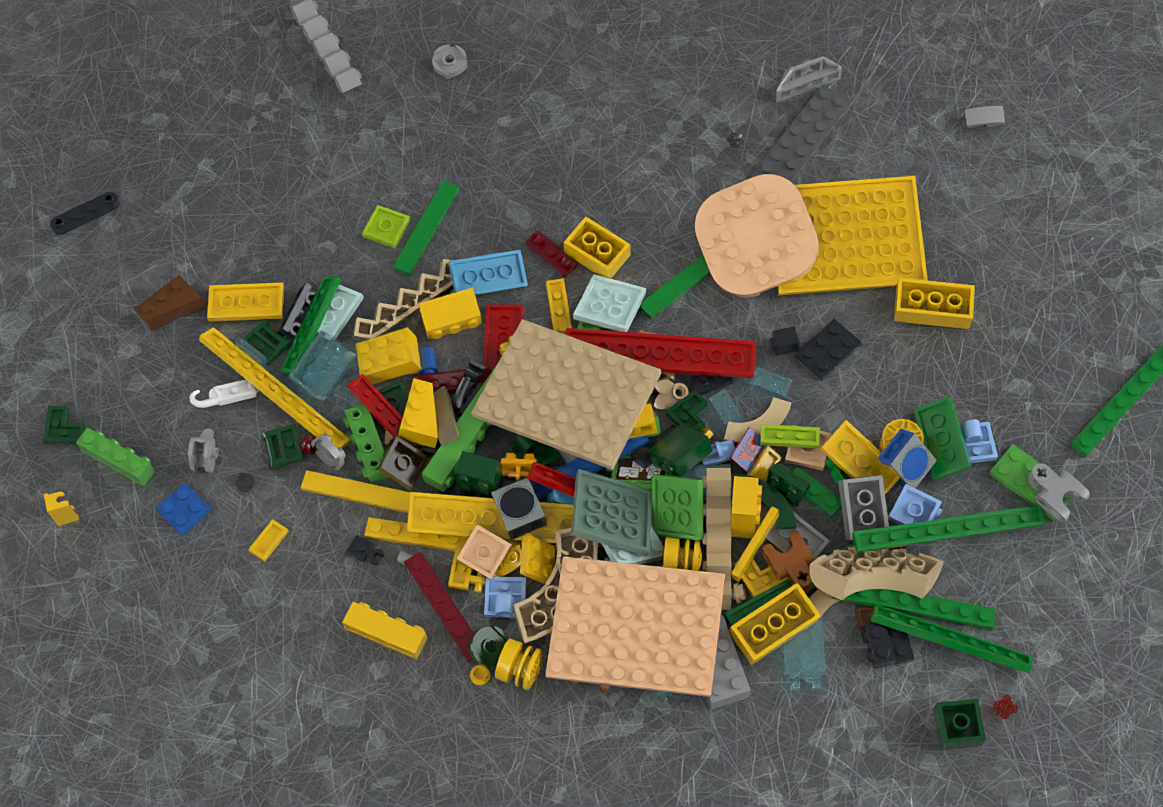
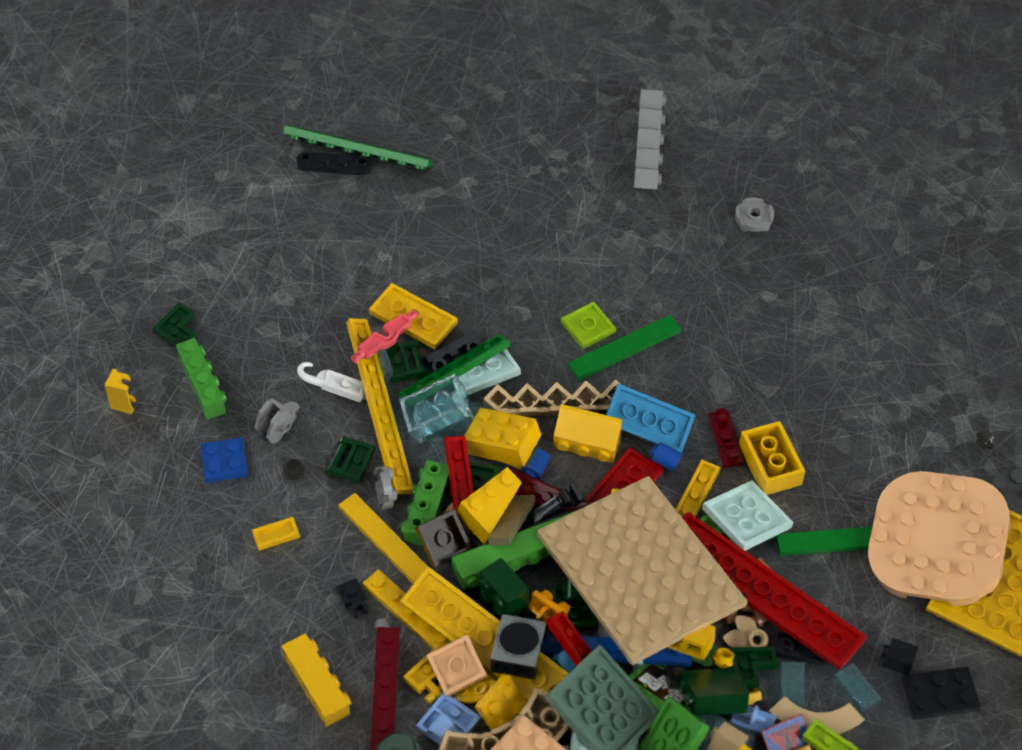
camera: 30 degrees right, 10 degrees down
(88, 189) = (350, 145): none -> green plate
(169, 303) = (345, 277): reddish brown wedge -> none
(237, 340) = (378, 342): none -> coral piece
(307, 447) = (370, 472): dark red plate -> none
(519, 295) = (665, 456): none -> blue brick
(667, 421) = (723, 657): none -> yellow plate

